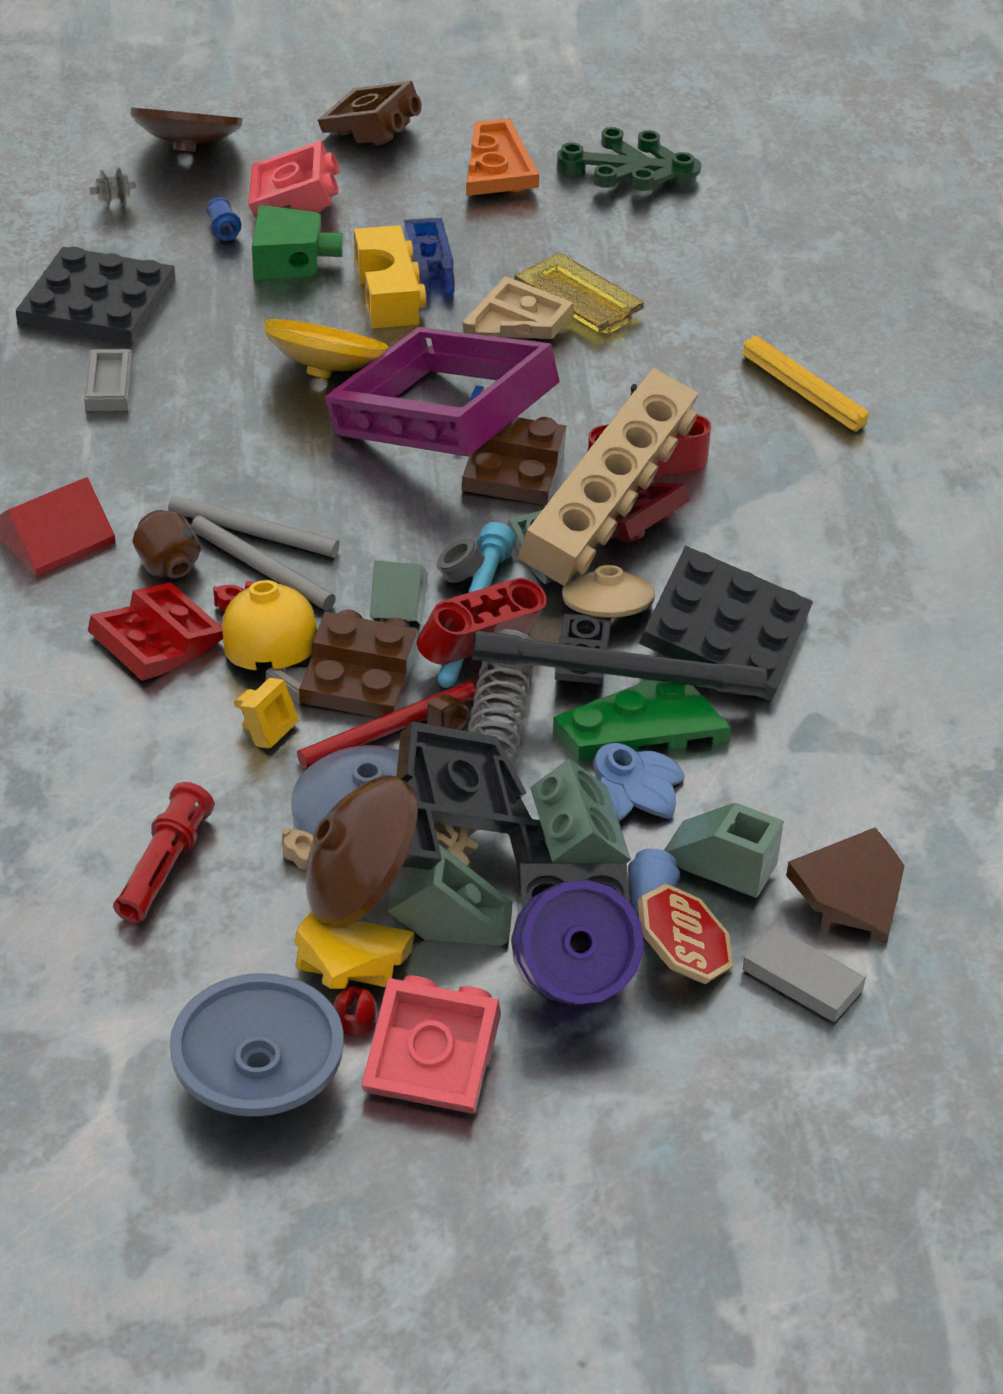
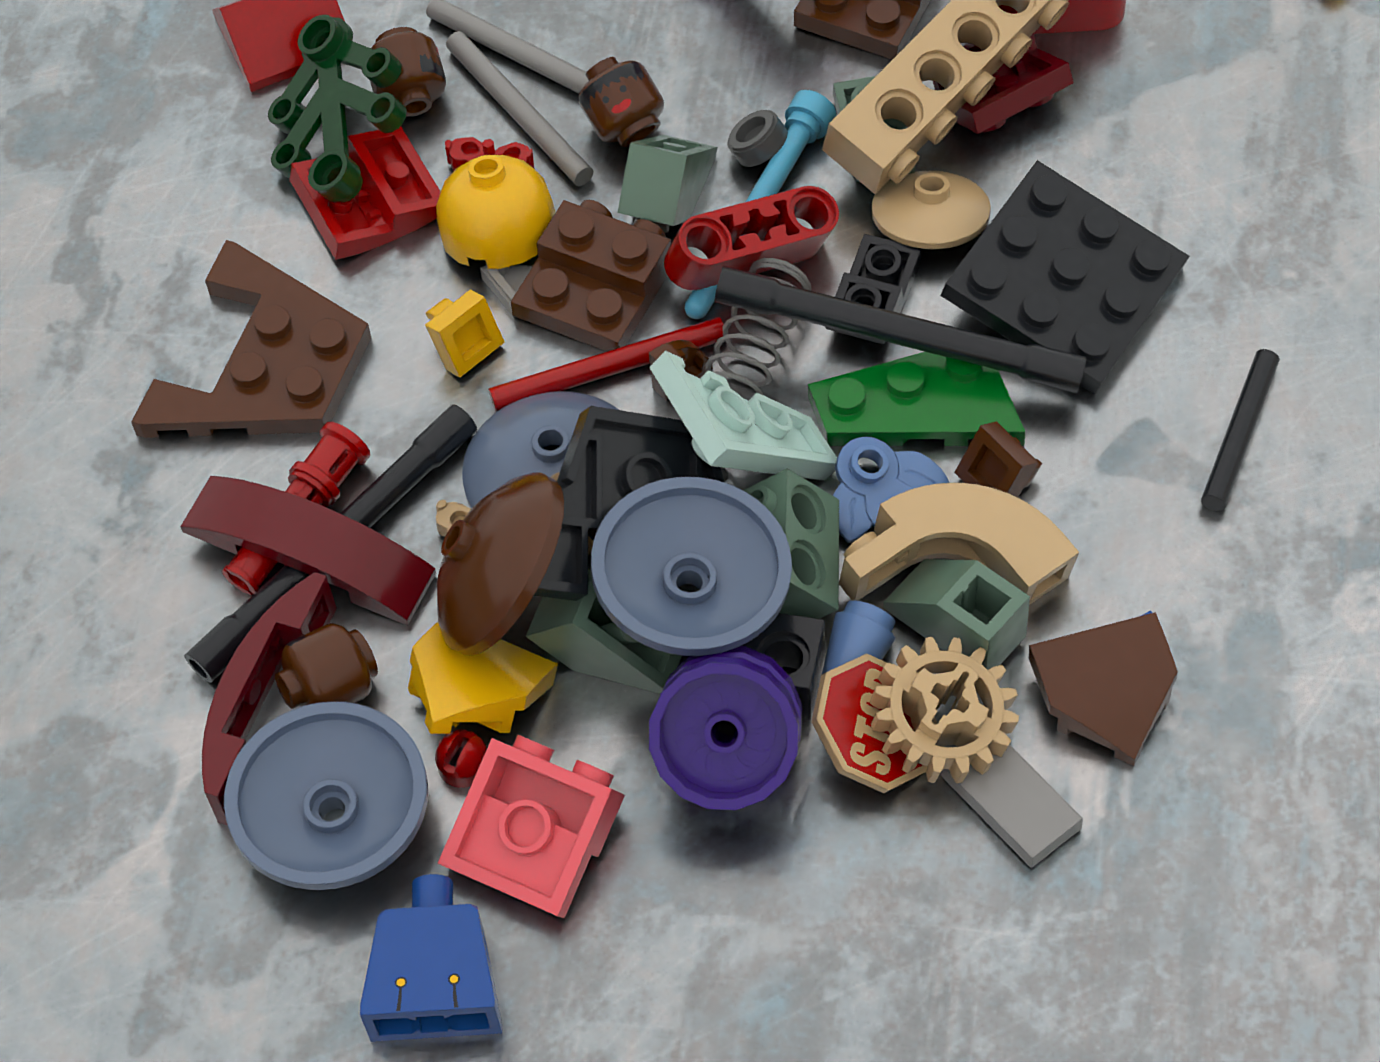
camera: 20 degrees right, 15 degrees up
(98, 532) = (324, 46): none -> dark green plant
(121, 760) = (284, 368): none -> reddish brown wing
(138, 946) = (427, 452): none -> black piece
(180, 939) = (252, 676): none -> dark red slope
(185, 866) = (311, 540): none -> dark red slope
(224, 953) = (326, 667): none -> reddish brown head
(348, 544) = (621, 101): none -> reddish brown head
(383, 1163) = (429, 970): none -> blue torso
(516, 736) = (741, 432): none -> light aqua wing
(520, 827) = (696, 536): none -> sand blue dish
(702, 785) = (960, 524): none -> tan arch
(718, 751) = (997, 461): none -> reddish brown tile
(764, 917) = (972, 727): none -> tan gear
(888, 710) = (1240, 430): none -> black bar

